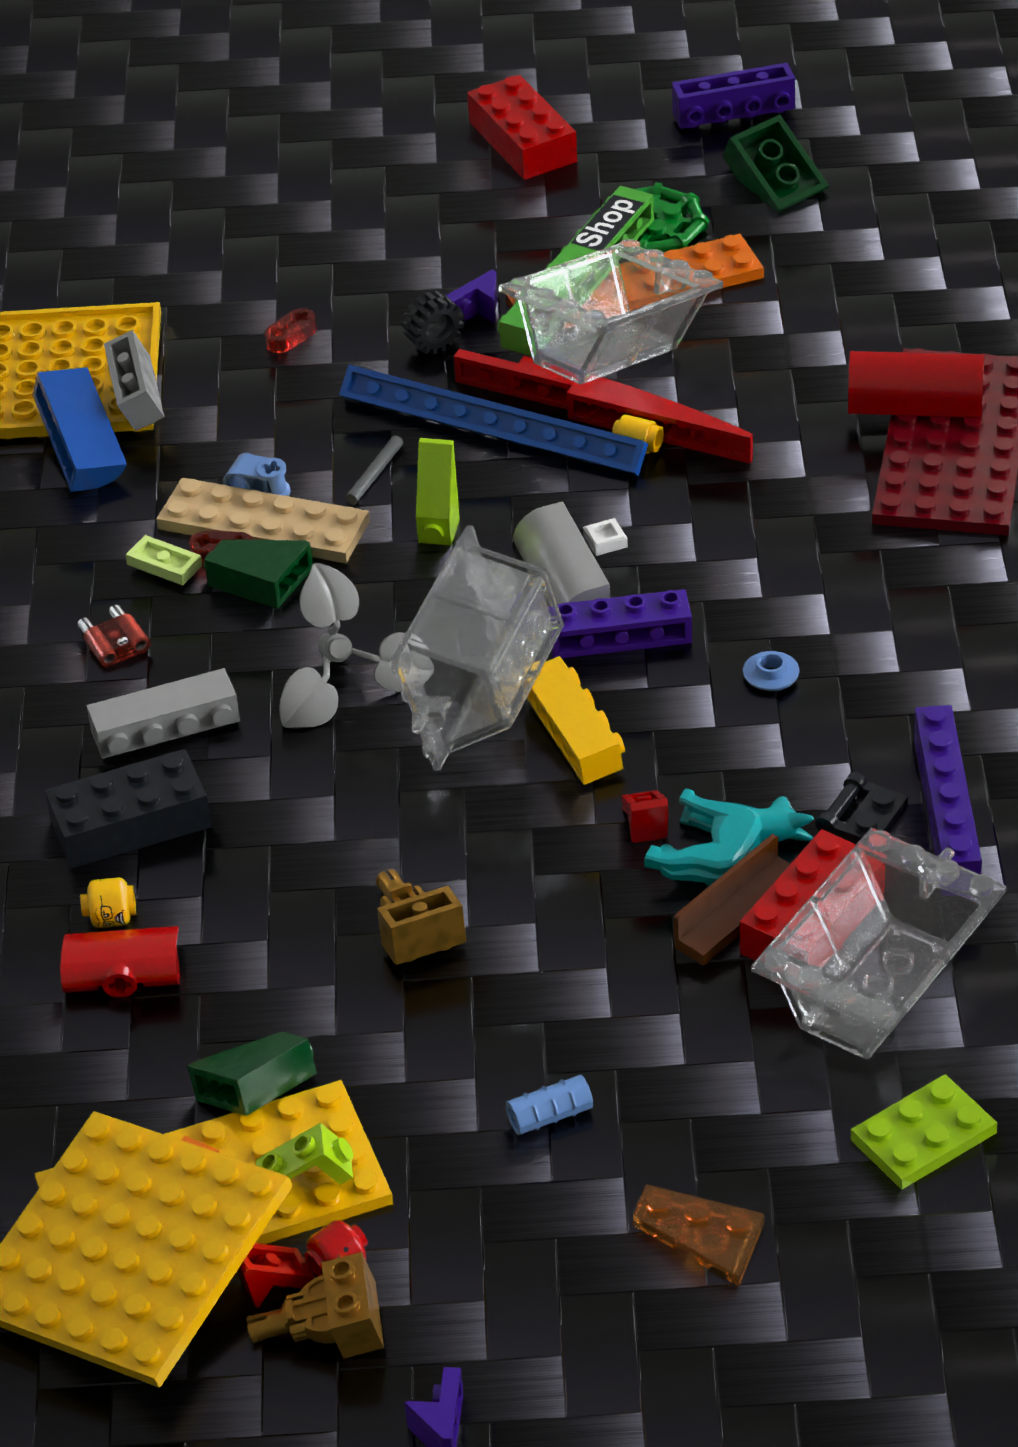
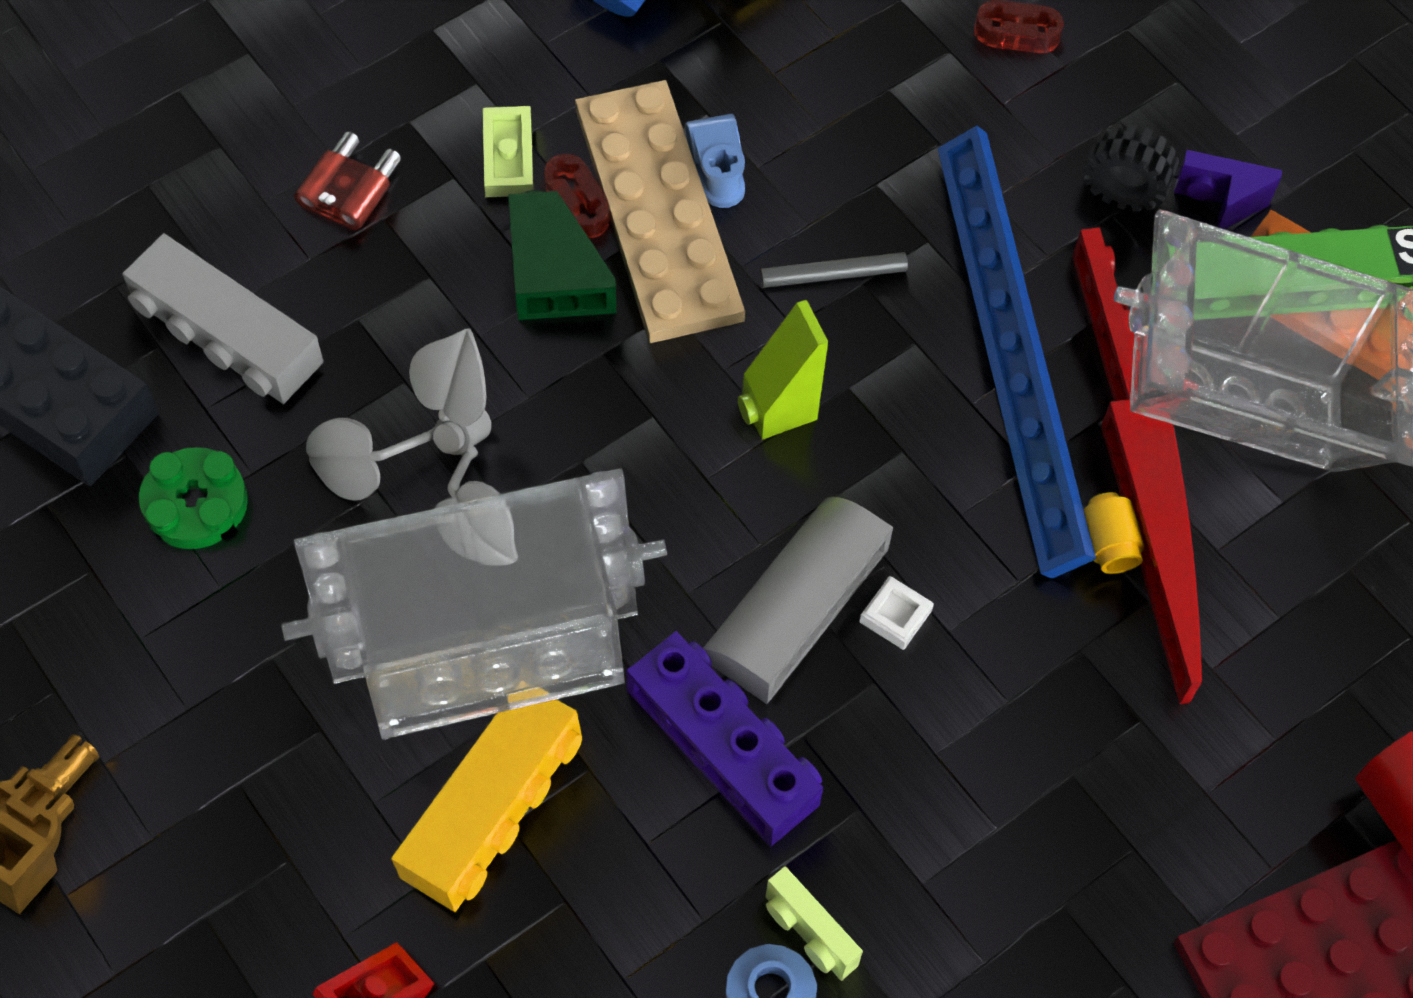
camera: 50 degrees right, 20 degrees up
(261, 765) = (185, 470): none -> green plate
(751, 634) = (826, 941): none -> yellowish green plate

